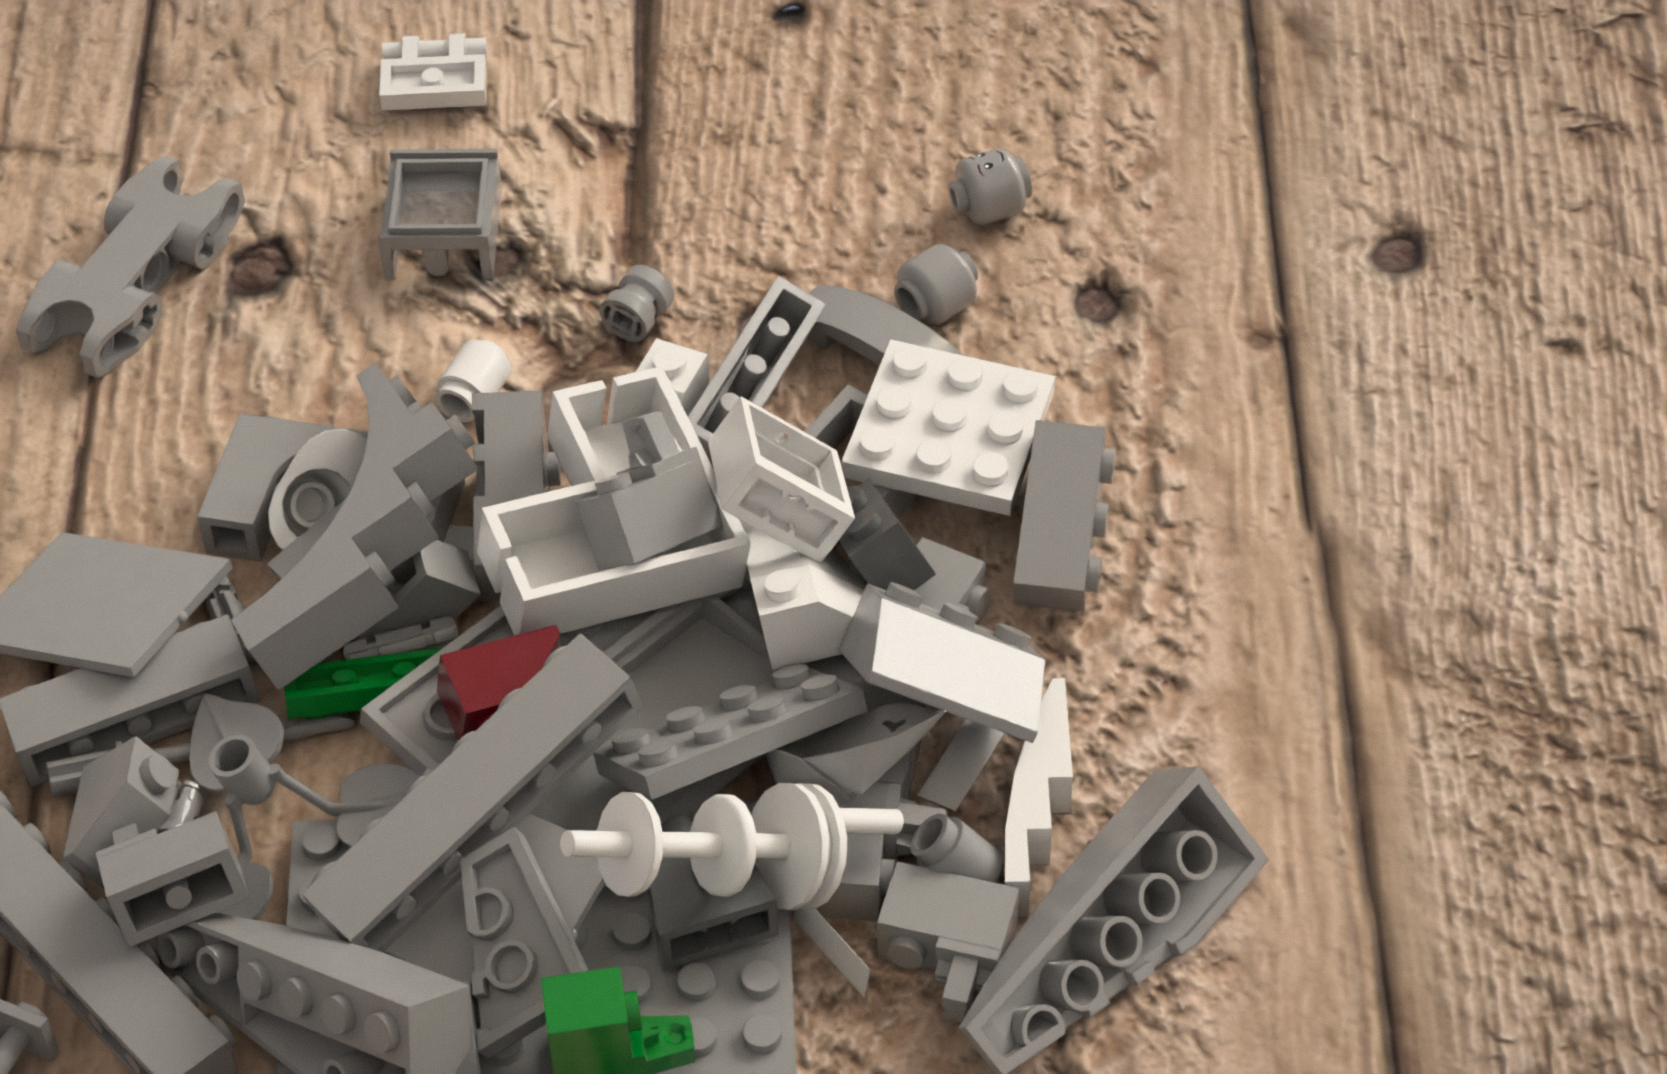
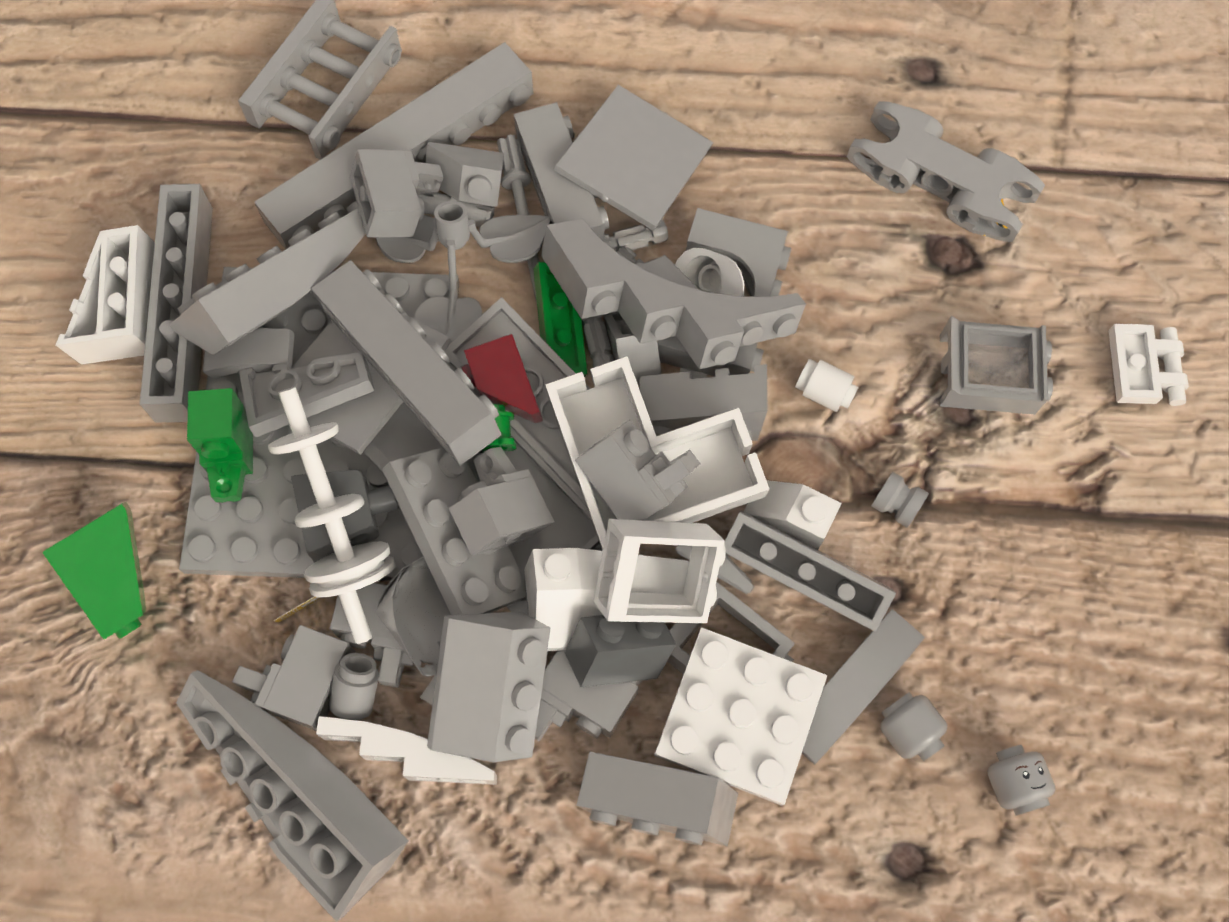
camera: 90 degrees right, 20 degrees up
(700, 669) = (501, 507): none -> light grey hinge

